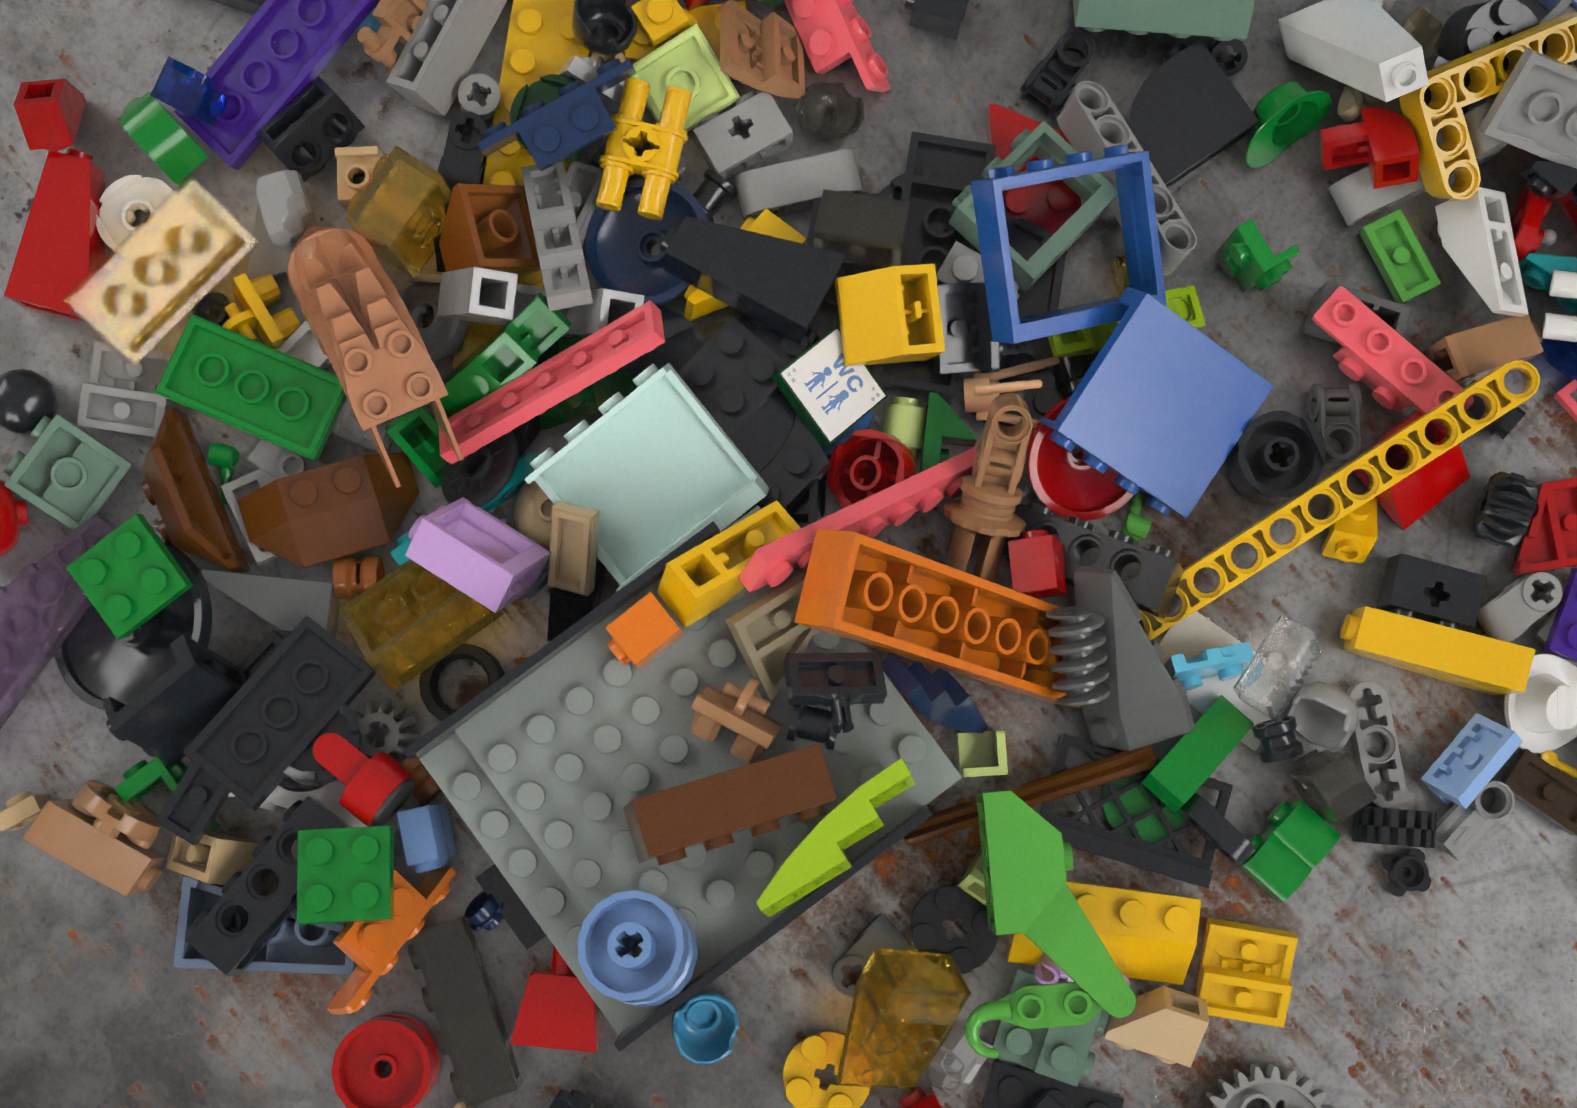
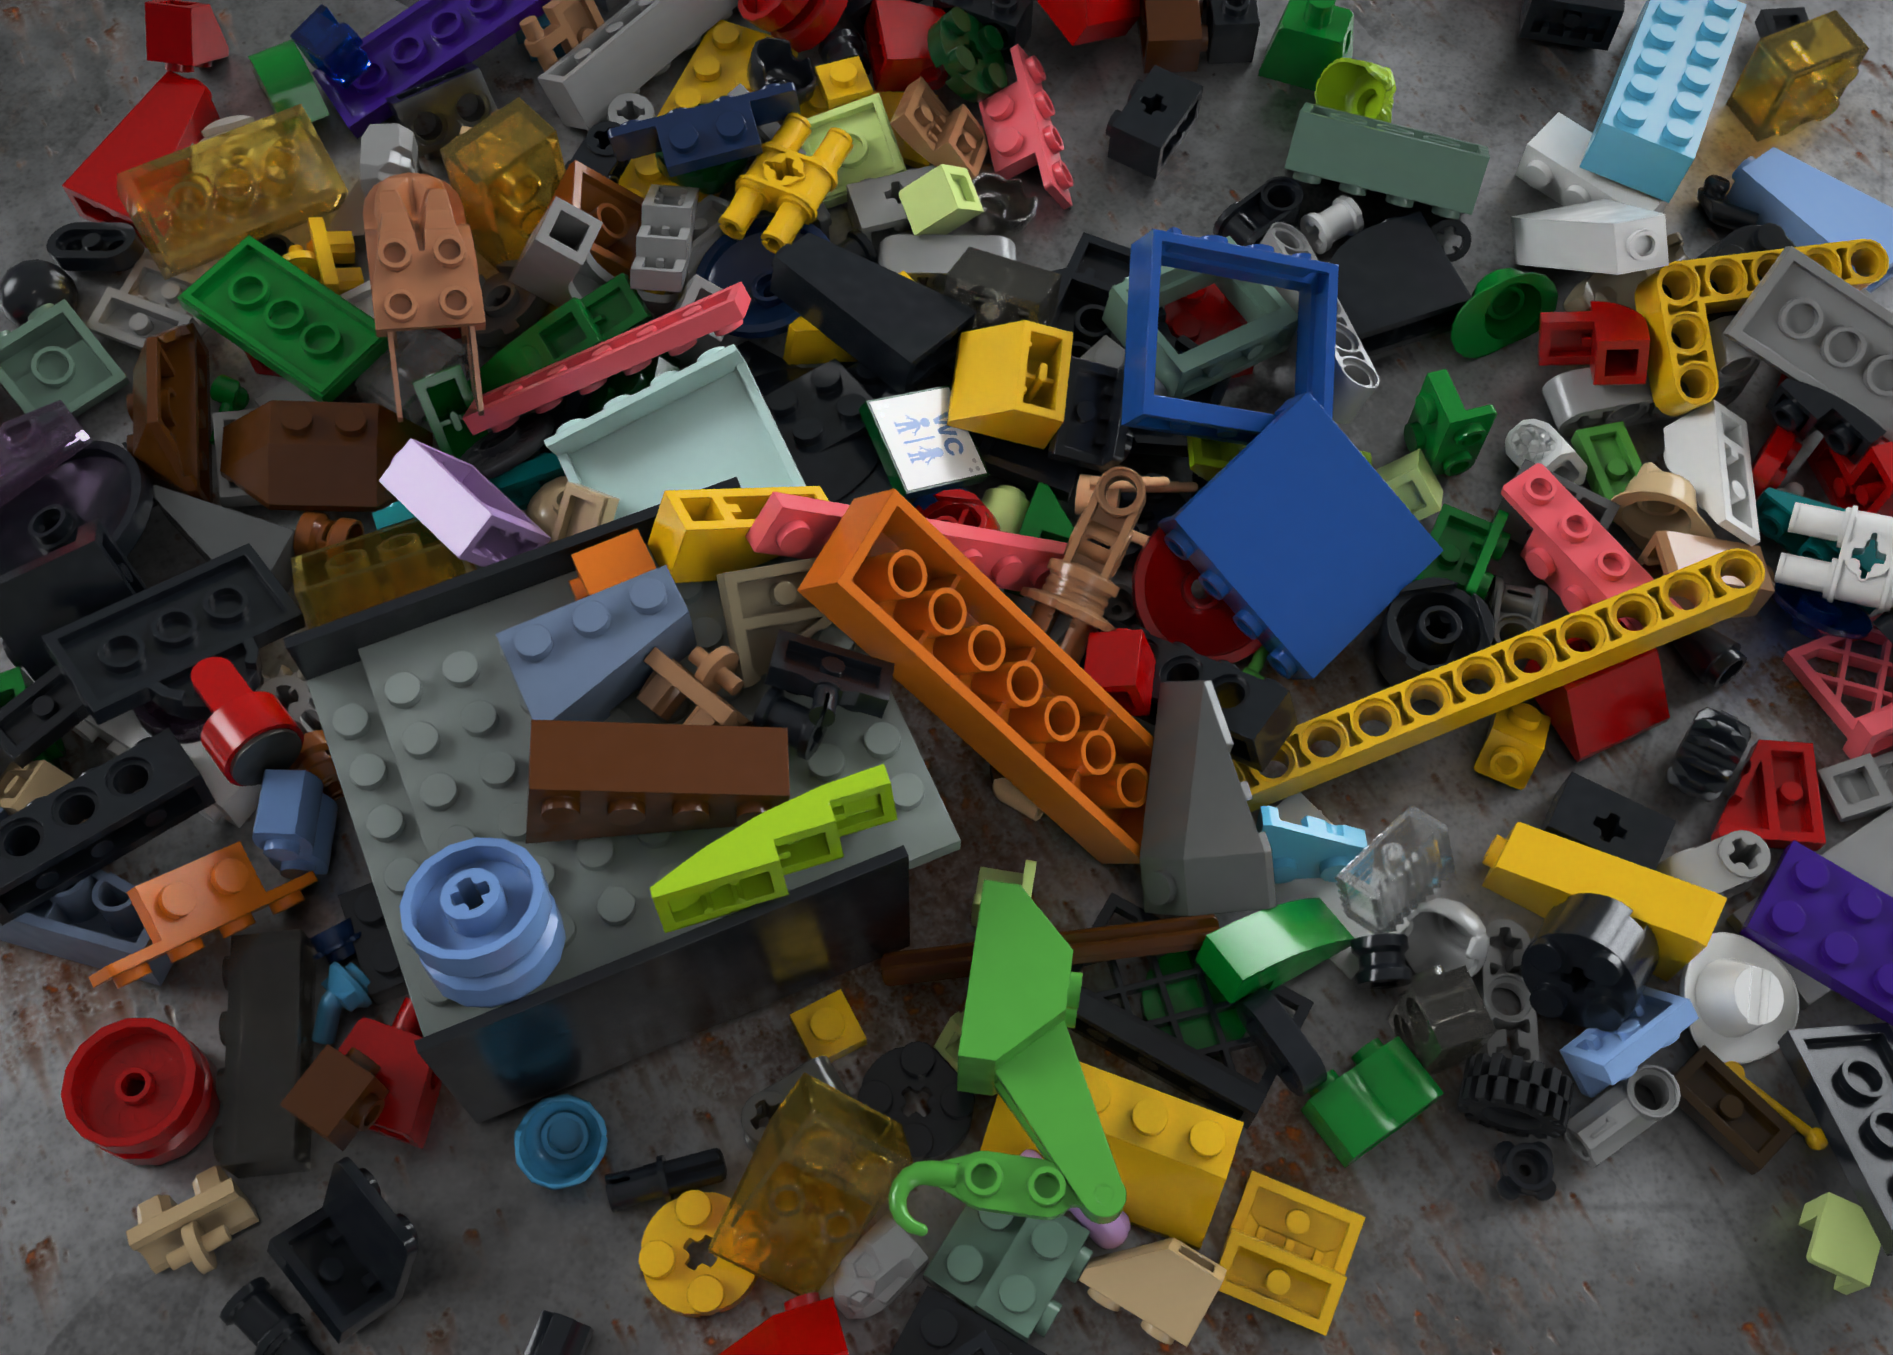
camera: 10 degrees right, 20 degrees down
(57, 342) = (95, 246): none -> black plate
(129, 576) = (68, 462): green plate -> none
(345, 875) = (173, 817): green plate -> none
(505, 948) = (345, 989): none -> dark azure plate
(539, 1044) = (338, 1095): none -> reddish brown brick
(646, 706) = (594, 650): none -> sand blue wedge
(782, 132) = (940, 200): none -> yellowish green panel
(787, 1030) = (664, 1178): none -> black axle
(874, 888) = (828, 1027): none -> yellow plate
(936, 695) = (961, 782): dark blue slope -> none
(1080, 654) = (1143, 768): dark grey piece -> none
(1123, 60) = (1332, 224): none -> white bush
(1231, 316) = (1414, 484): none -> yellowish green panel
(1288, 363) = (1467, 548): none -> green bracket
(1339, 258) = (1544, 445): none -> white rock
(1435, 713) = (1589, 962): none -> black brick
(1446, 299) = (1658, 503): none -> tan piece

